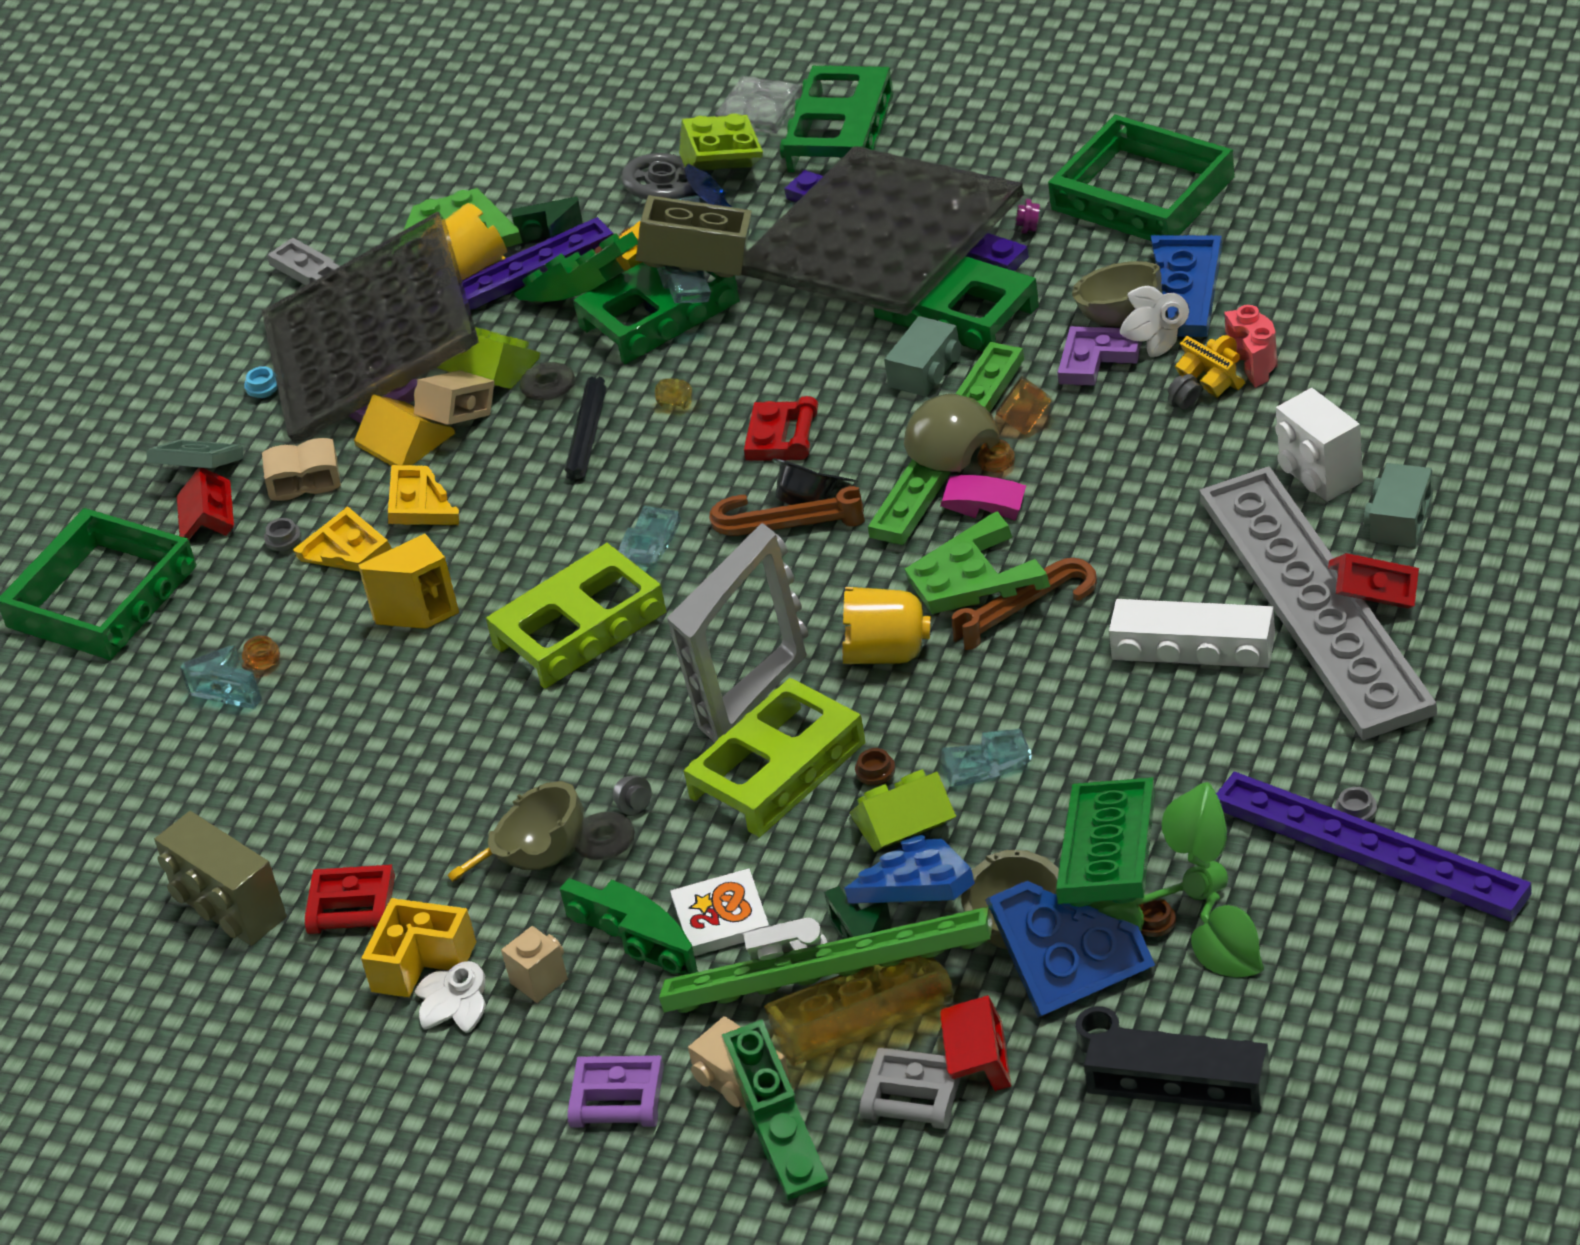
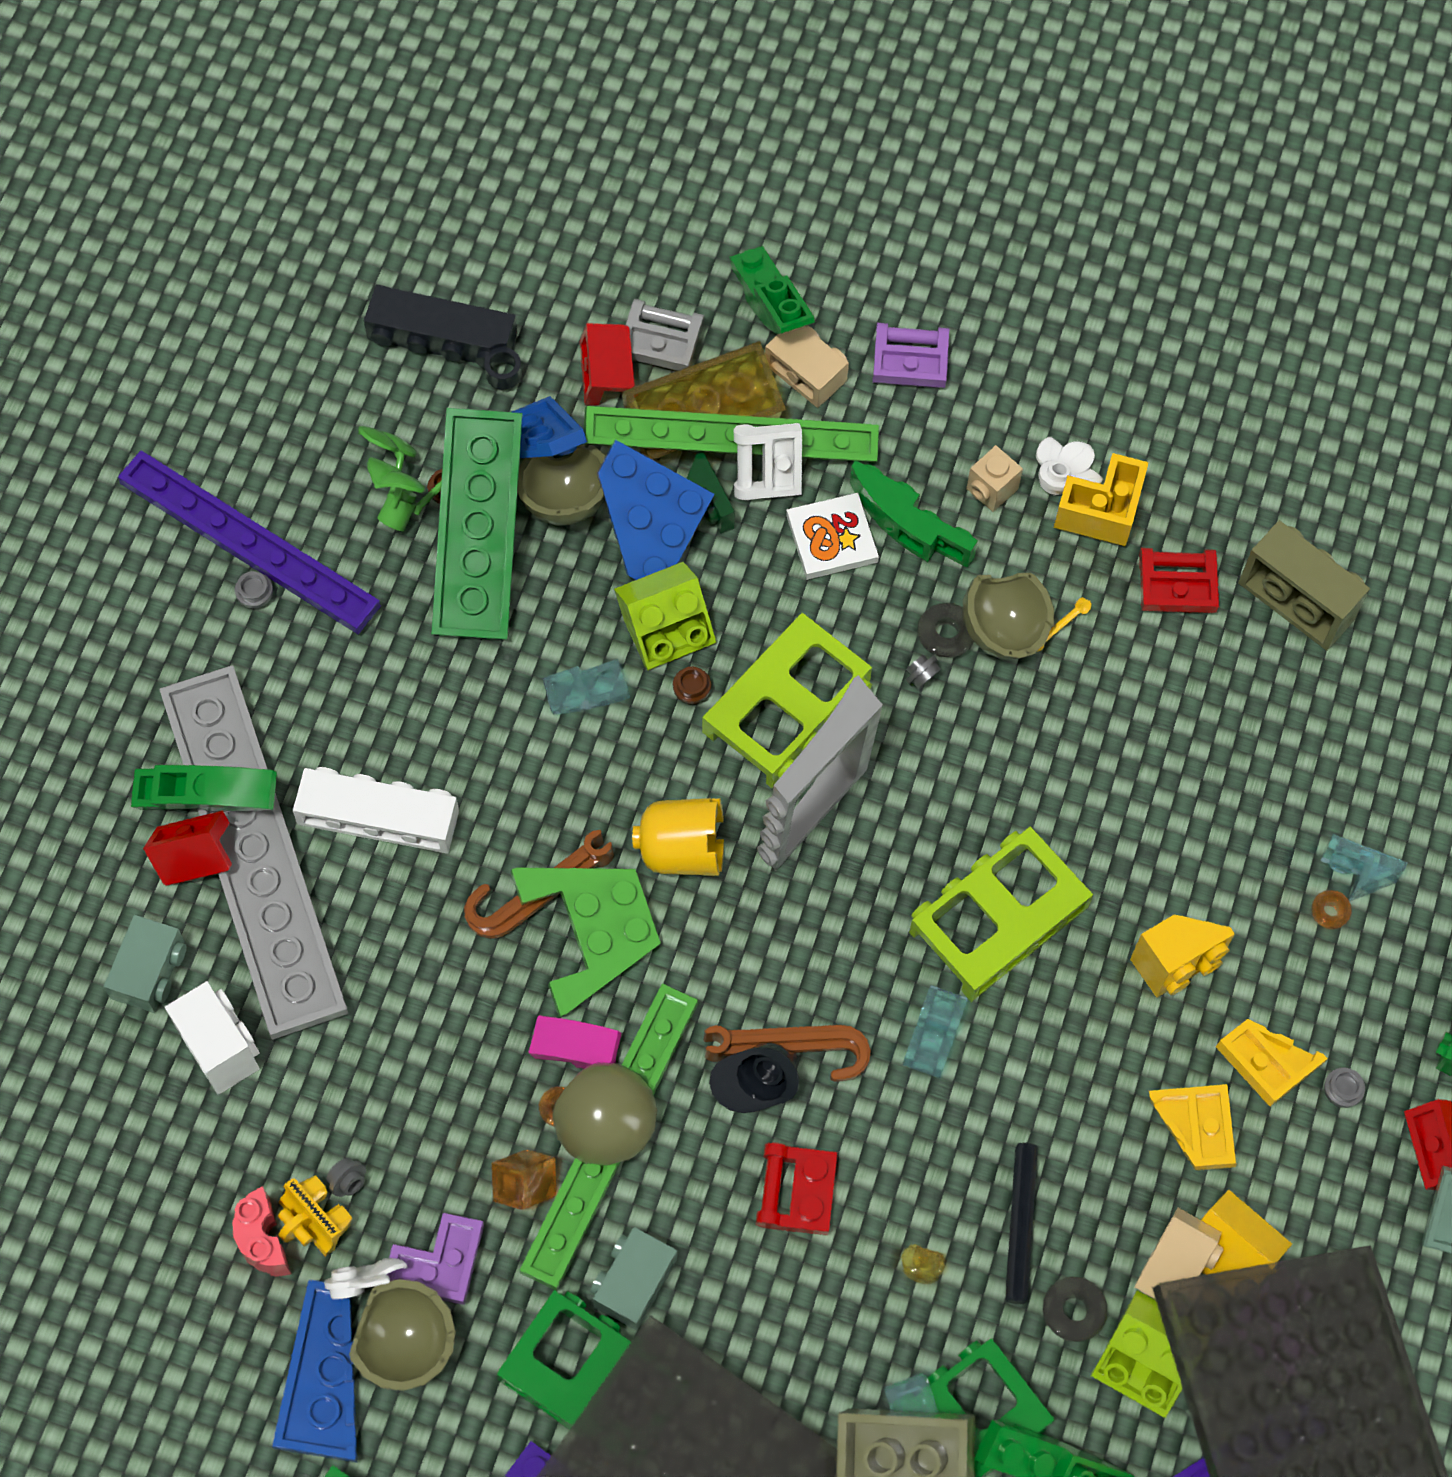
camera: 170 degrees right, 25 degrees up
(260, 382) = (1426, 1358): medium azure plate -> none
(301, 469) = (1343, 1186): tan brick -> none
(1355, 600) = (204, 788): none -> green slope

